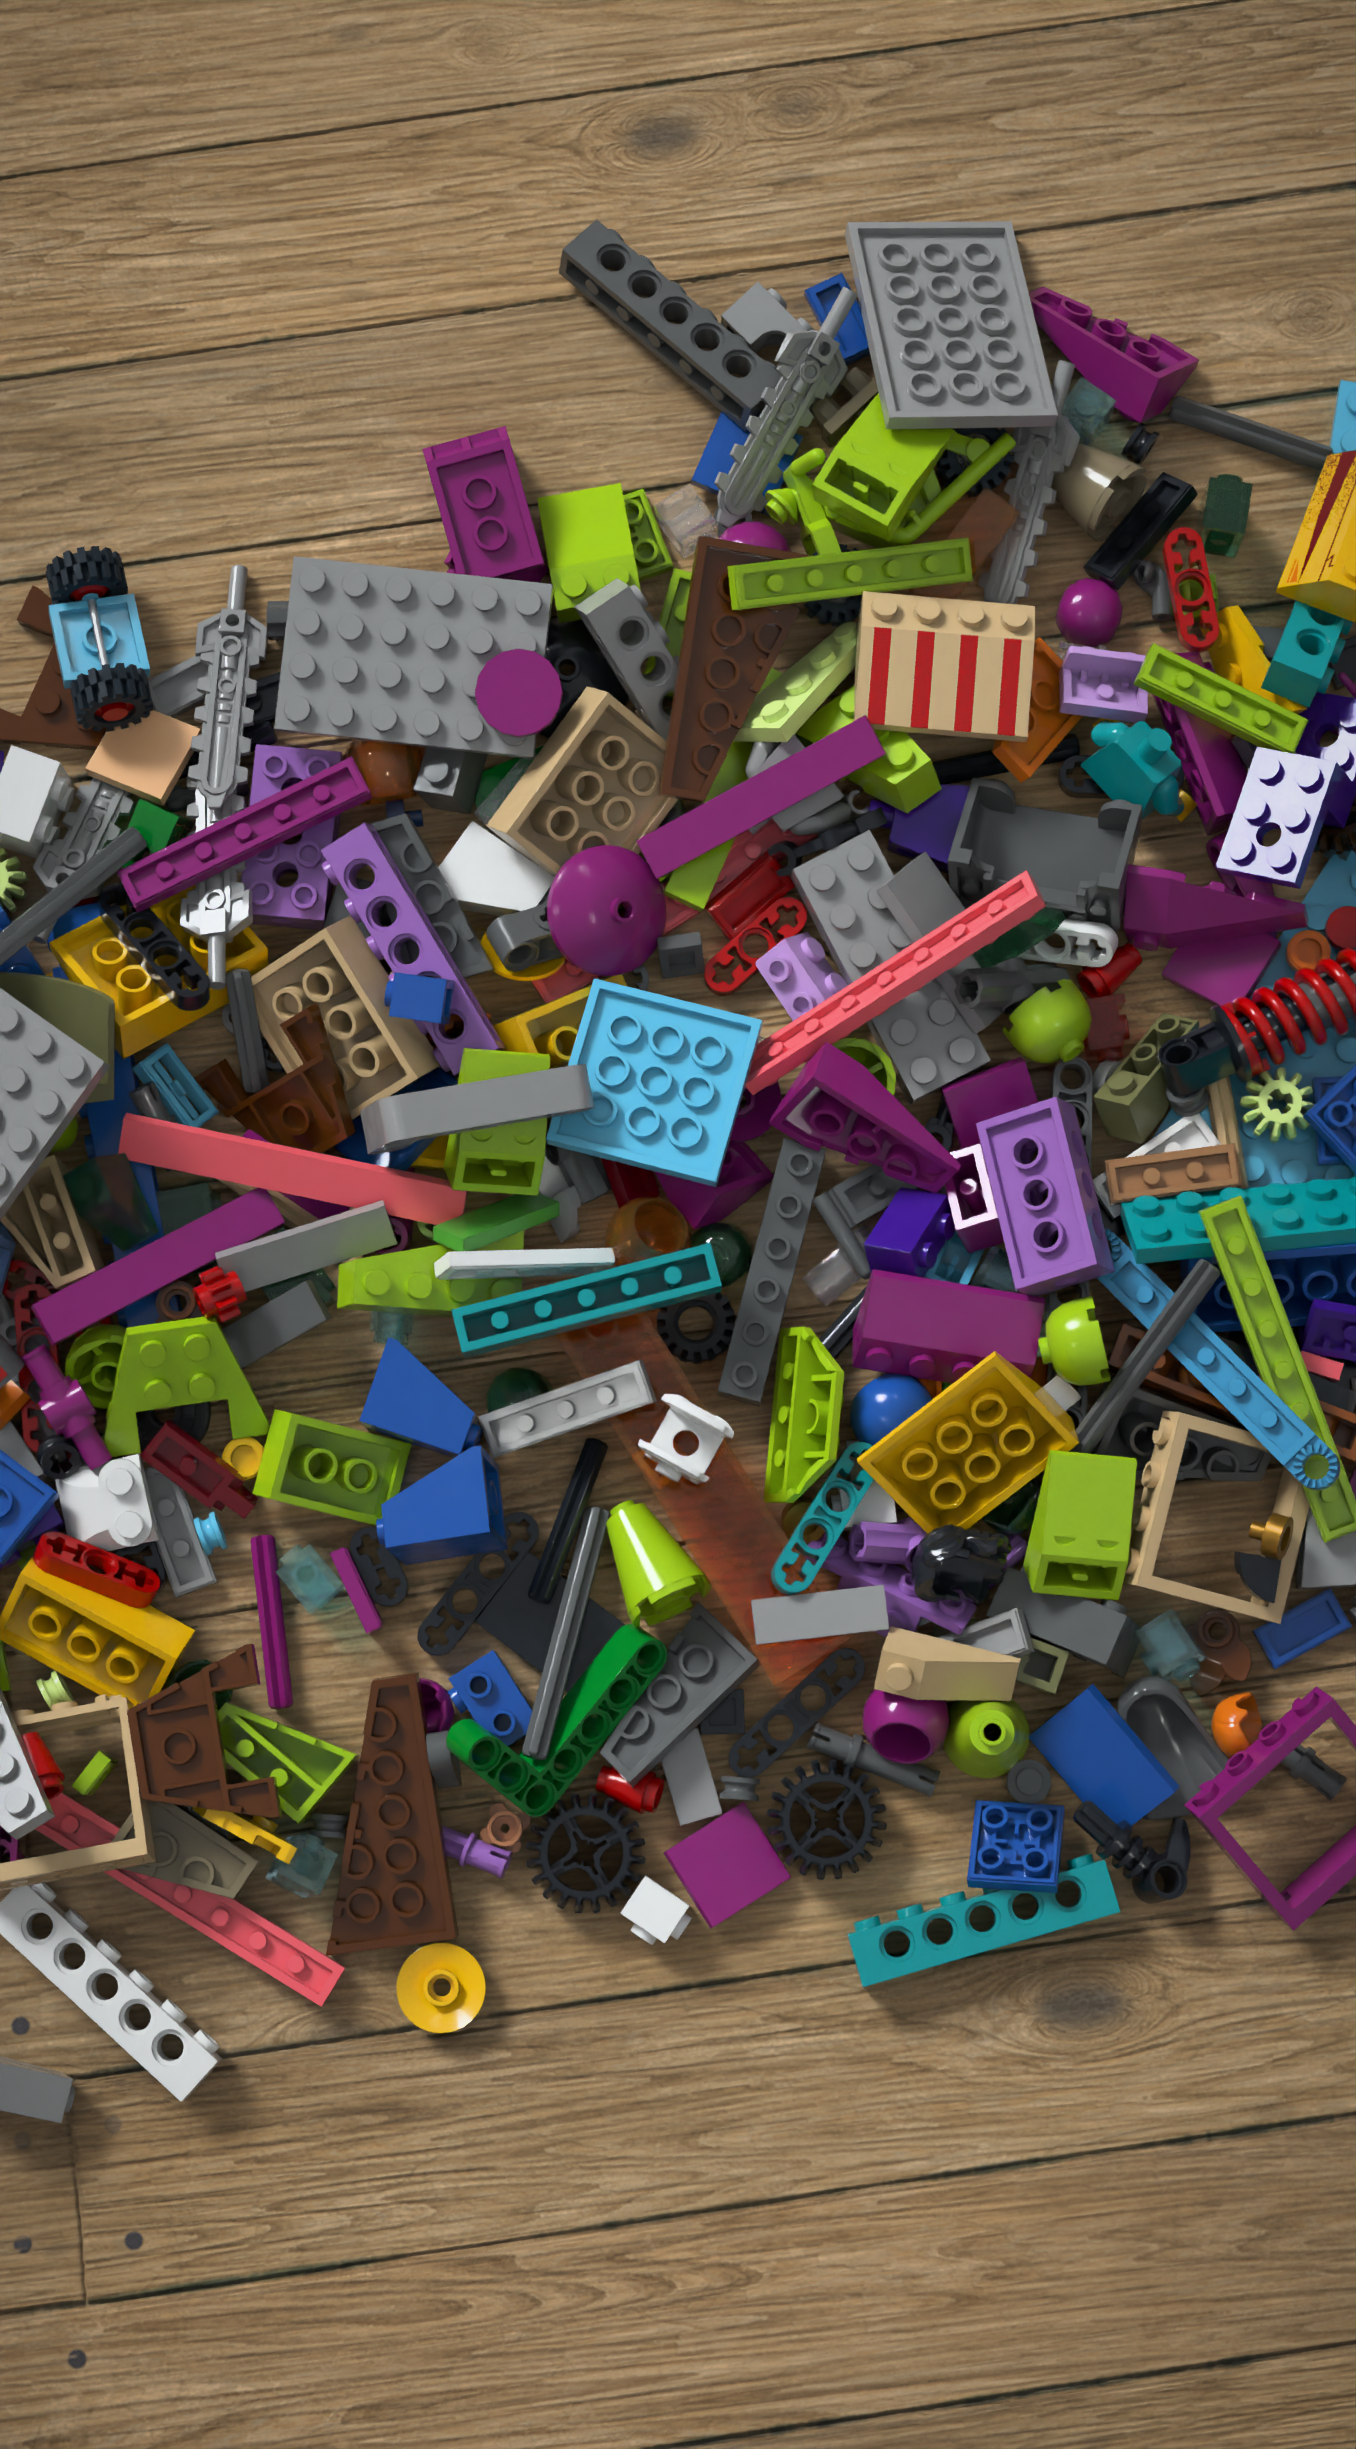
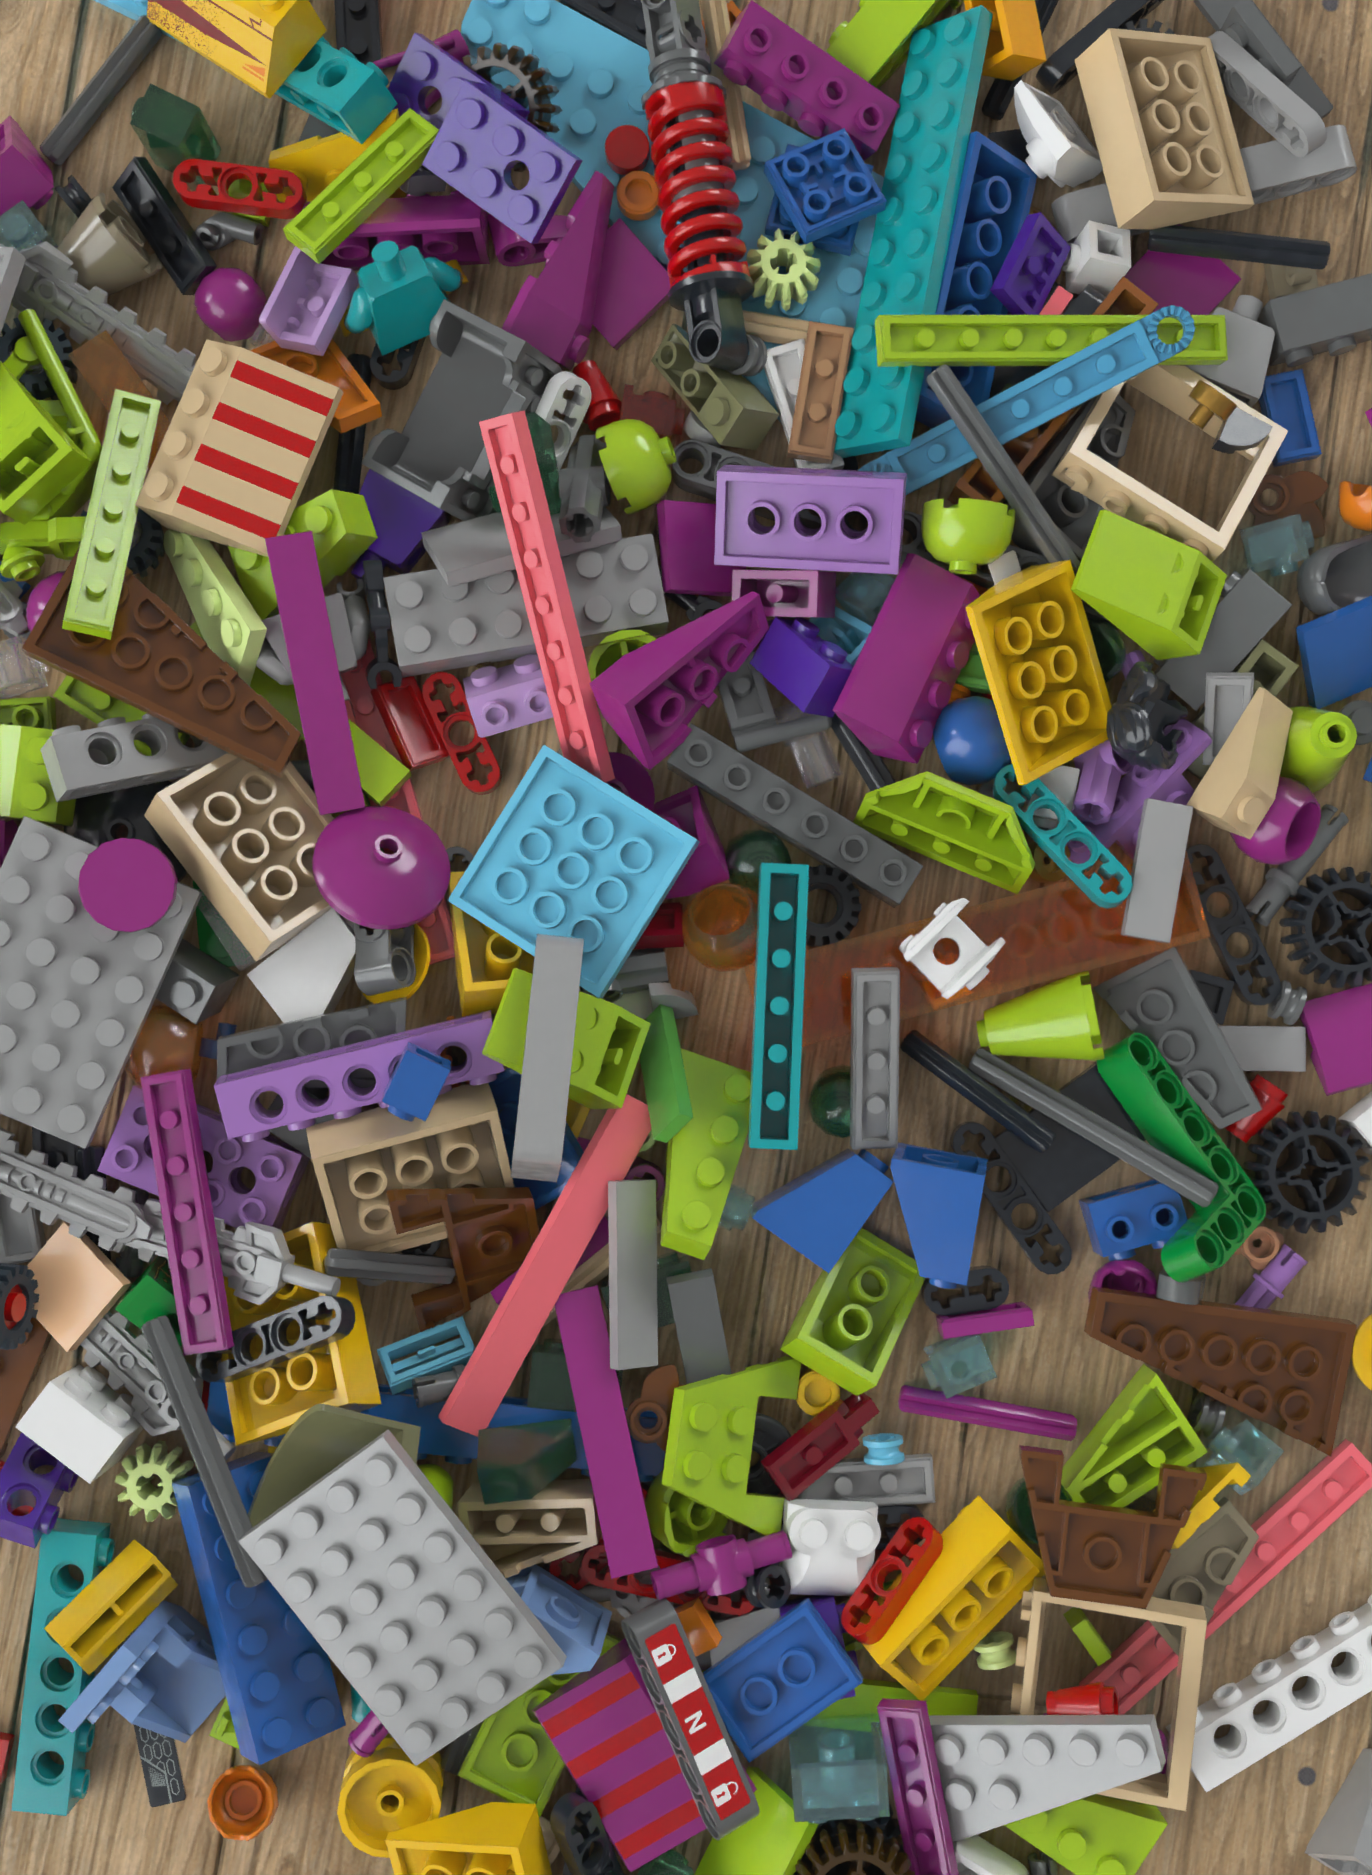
camera: 75 degrees left, 5 degrees up
(219, 1294) = (656, 1377): red gear -> none
(523, 1263) = (717, 1059): white tile -> none
(681, 955) = (448, 808): dark grey plate -> none

